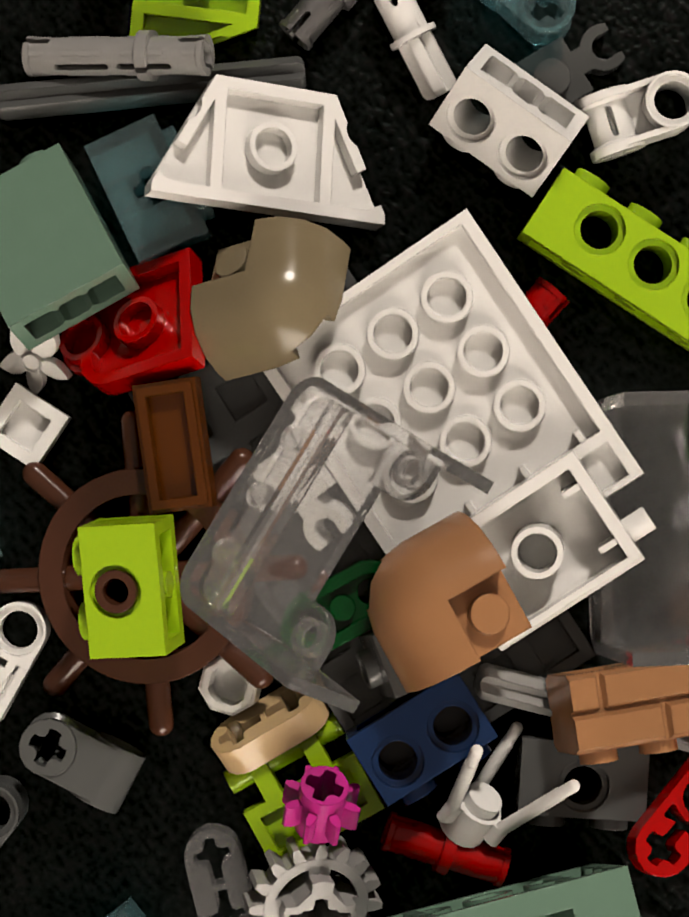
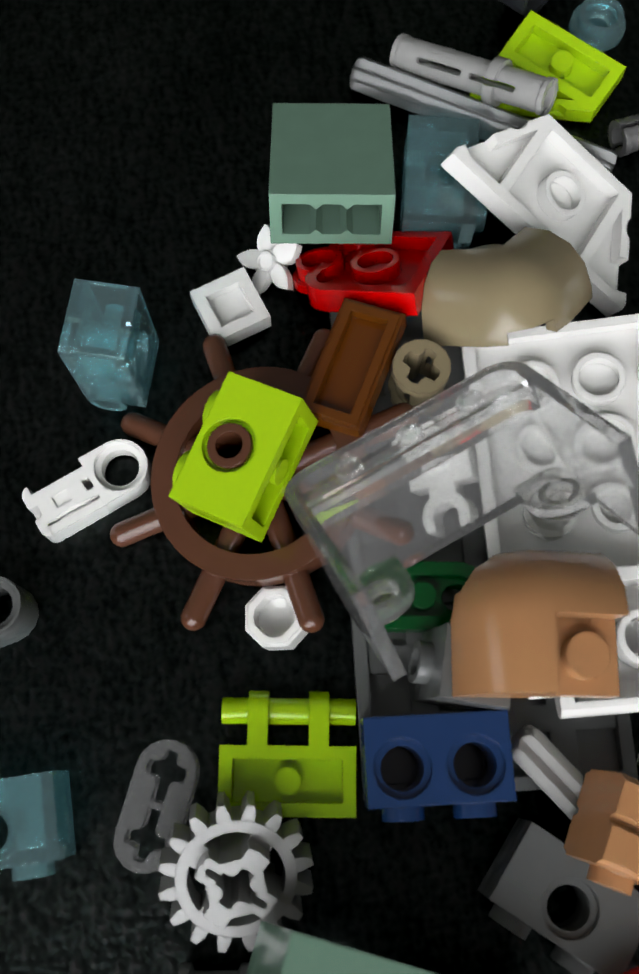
camera: 20 degrees right, 15 degrees down
(93, 768) = (107, 617): dark grey piece -> none
(222, 400) = (409, 362): none -> dark tan bush
(267, 729) = (290, 677): tan beam -> none
(321, 805) = (300, 773): dark pink gear -> none
(432, 846) = (393, 898): red pin -> none
(475, 809) = (443, 870): white plant -> none

